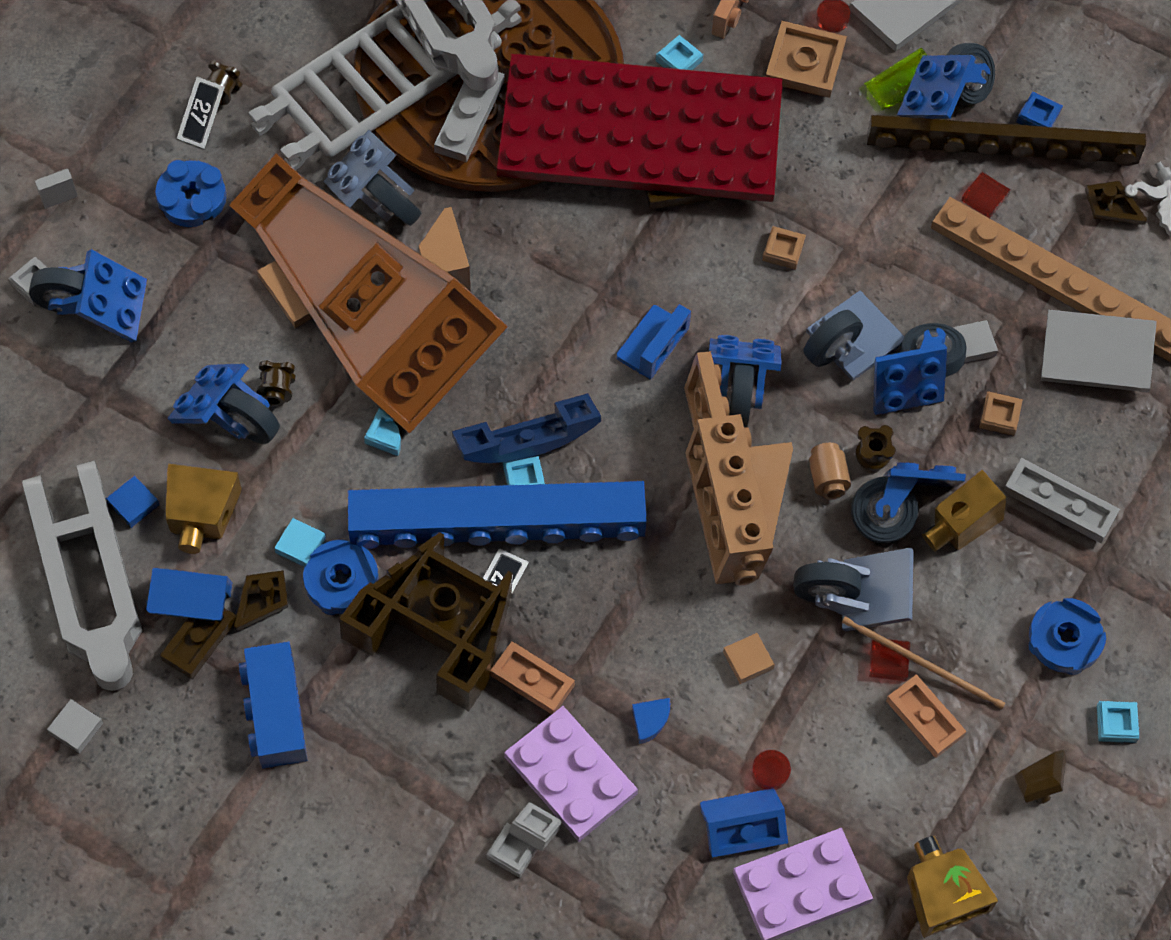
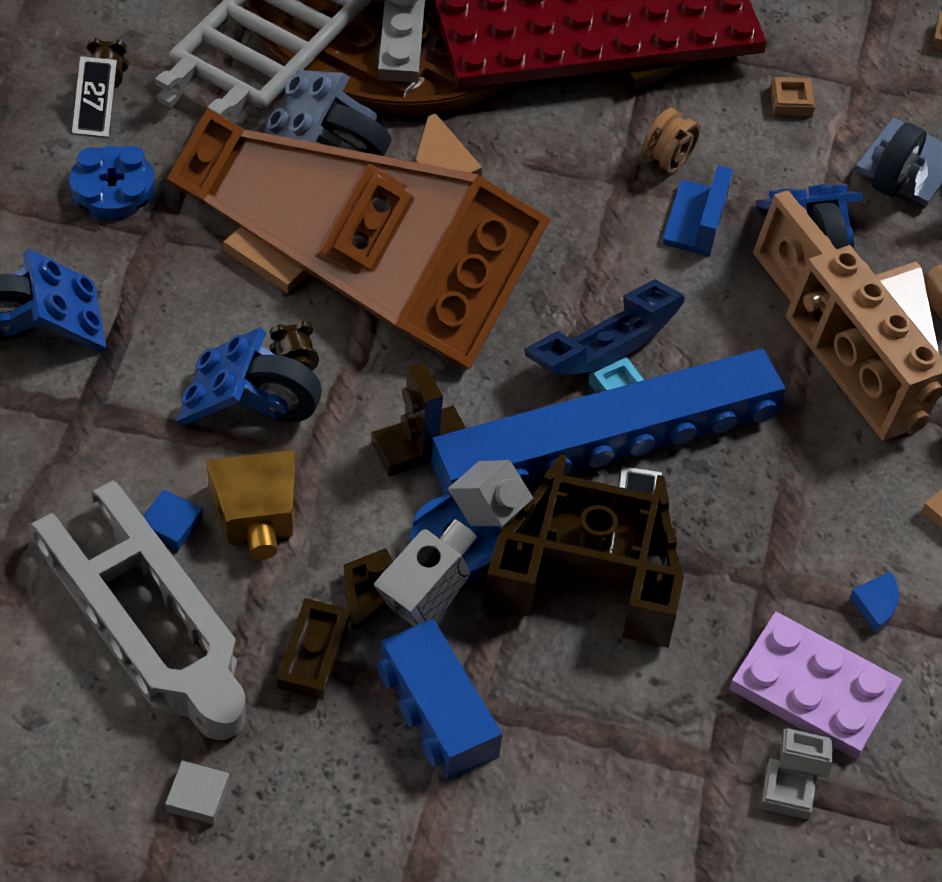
camera: 20 degrees left, 10 degrees down
(188, 594) = (284, 599): blue panel -> none
(295, 607) = (427, 574): none -> light grey torso
(299, 542) = (391, 515): medium azure tile -> none
(332, 483) = (410, 442): none -> dark brown bracket
(369, 552) = (490, 493): none -> light grey brick
(384, 433) = (446, 377): medium azure tile -> none
(532, 678) = (728, 591): nougat plate -> none
(654, 268) = (671, 140): none -> medium nougat wheel

